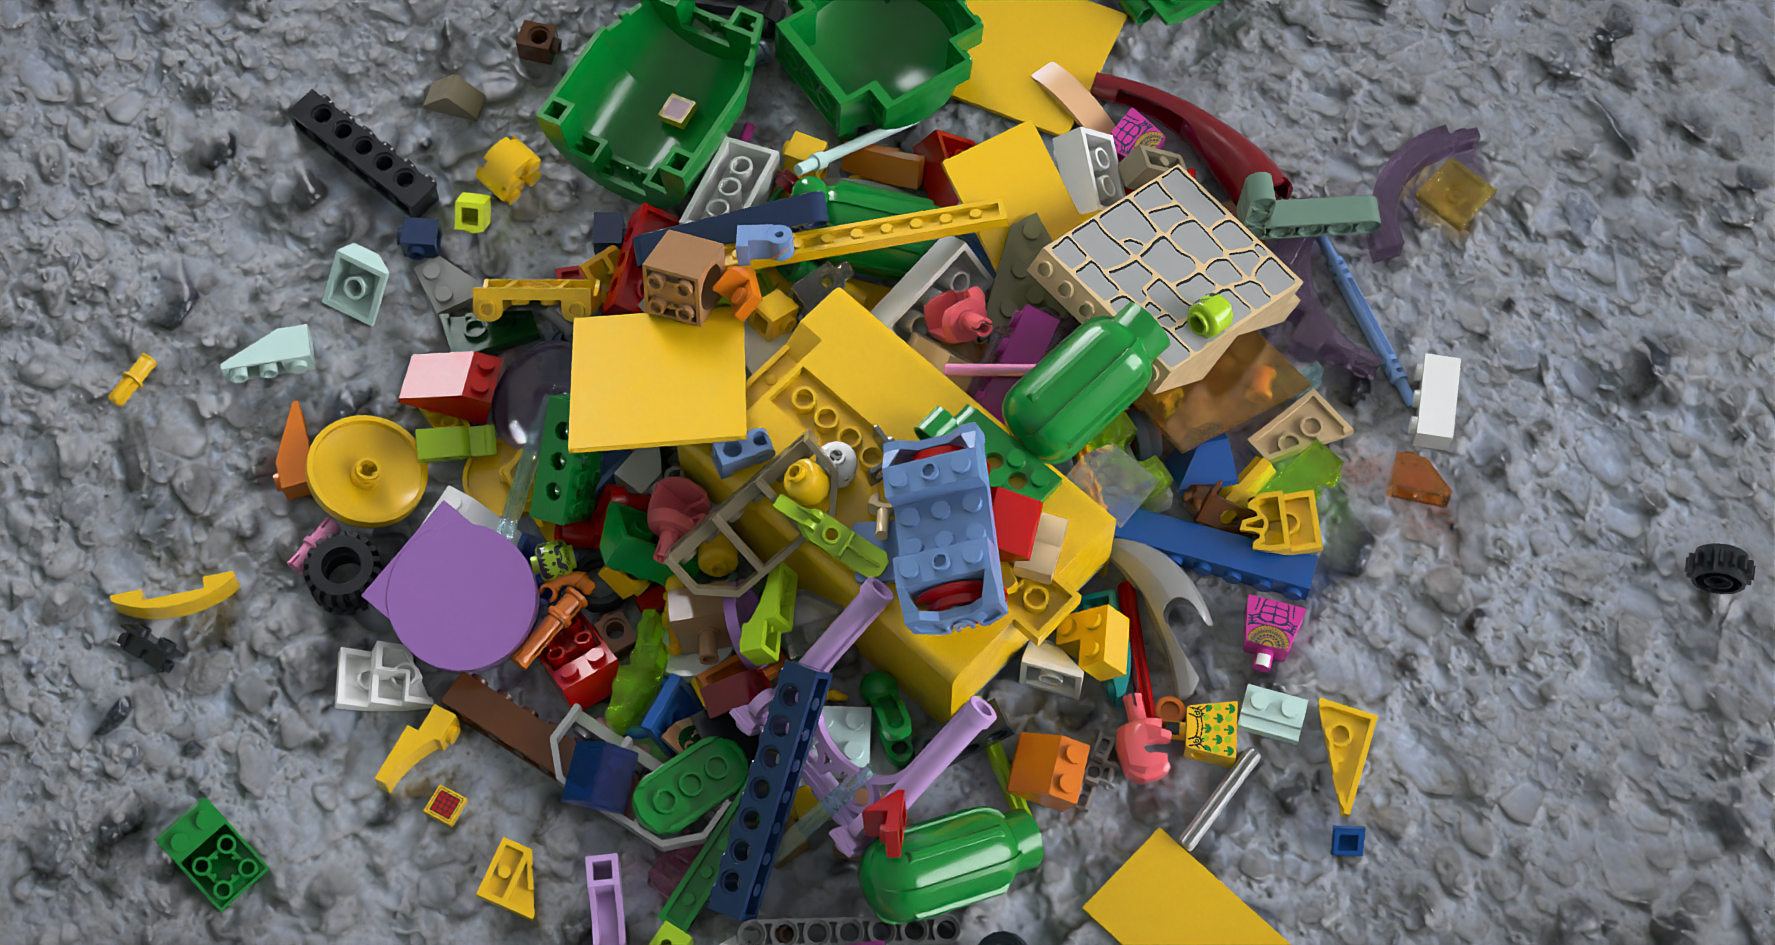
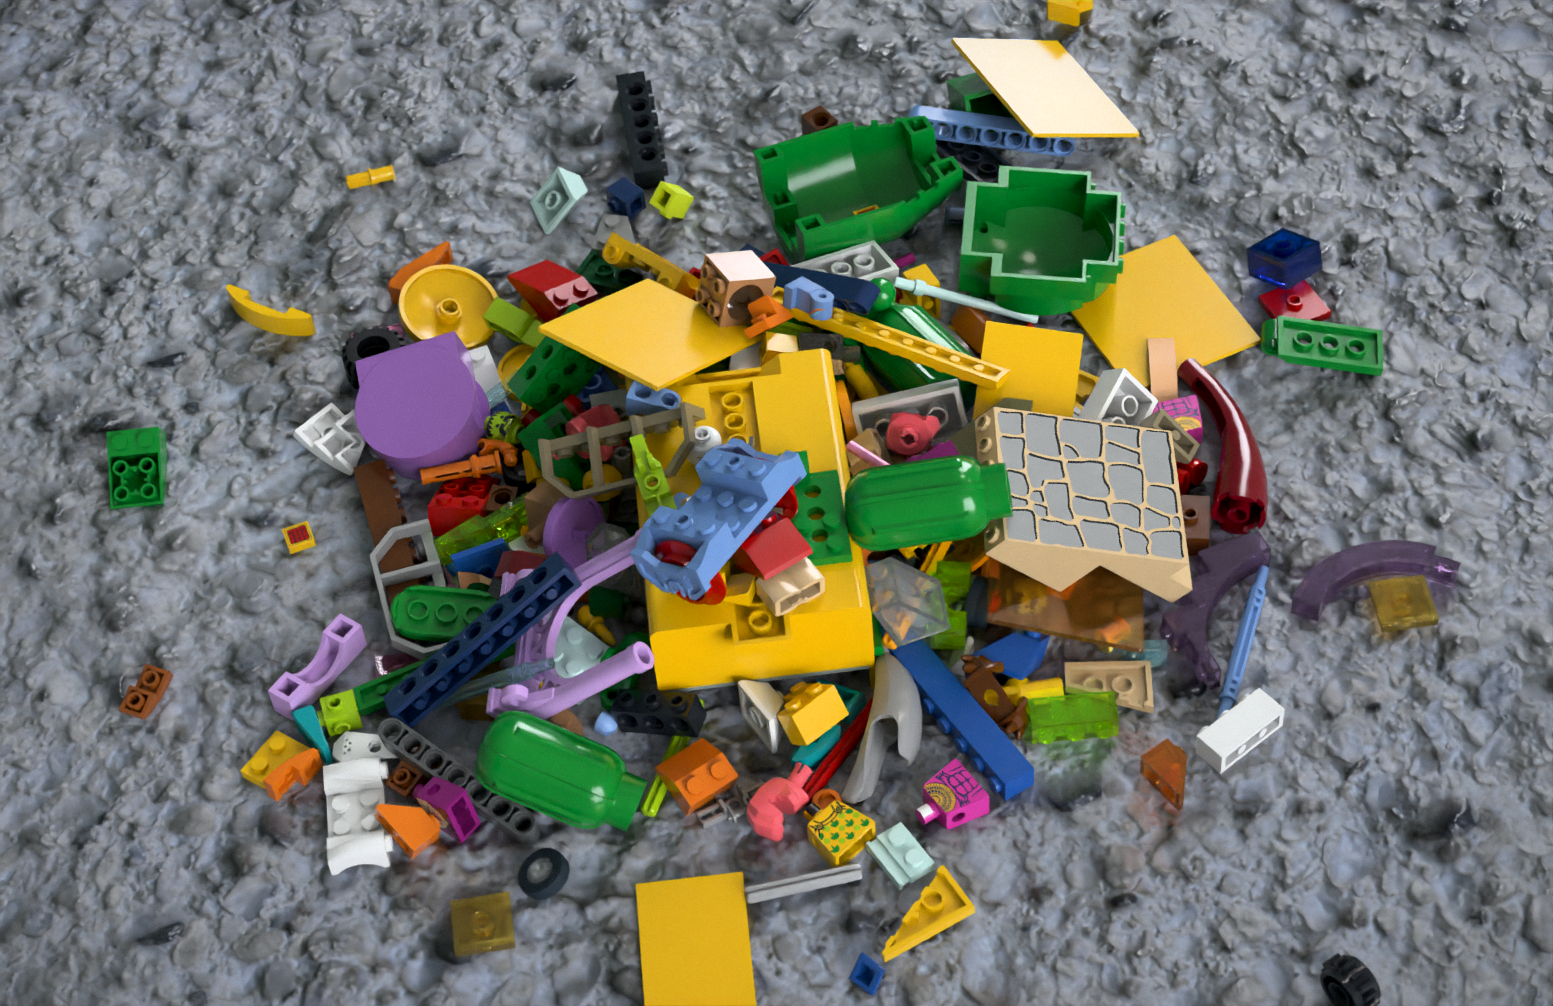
camera: 45 degrees right, 15 degrees down
(161, 650) = (225, 331): black hinge -> none
(276, 353) = (469, 212): light aqua slope -> none
(435, 733) = (312, 487): yellow slope -> none
(455, 97) = (735, 132): dark tan slope -> none
(509, 169) = (719, 187): yellow brick -> none
(510, 879) = (290, 604): yellow wing -> none
(600, 776) = (396, 570): clear blue slope -> none
(773, 616) = (582, 524): lime slope -> none
(807, 482) = (665, 437): yellow head -> none
(888, 820) = (527, 700): red slope -> none
(1210, 315) = (1075, 525): lime head -> none
(1285, 523) = (1026, 724): yellow plate -> none
(1303, 217) = (1244, 533): sand green beam -> none

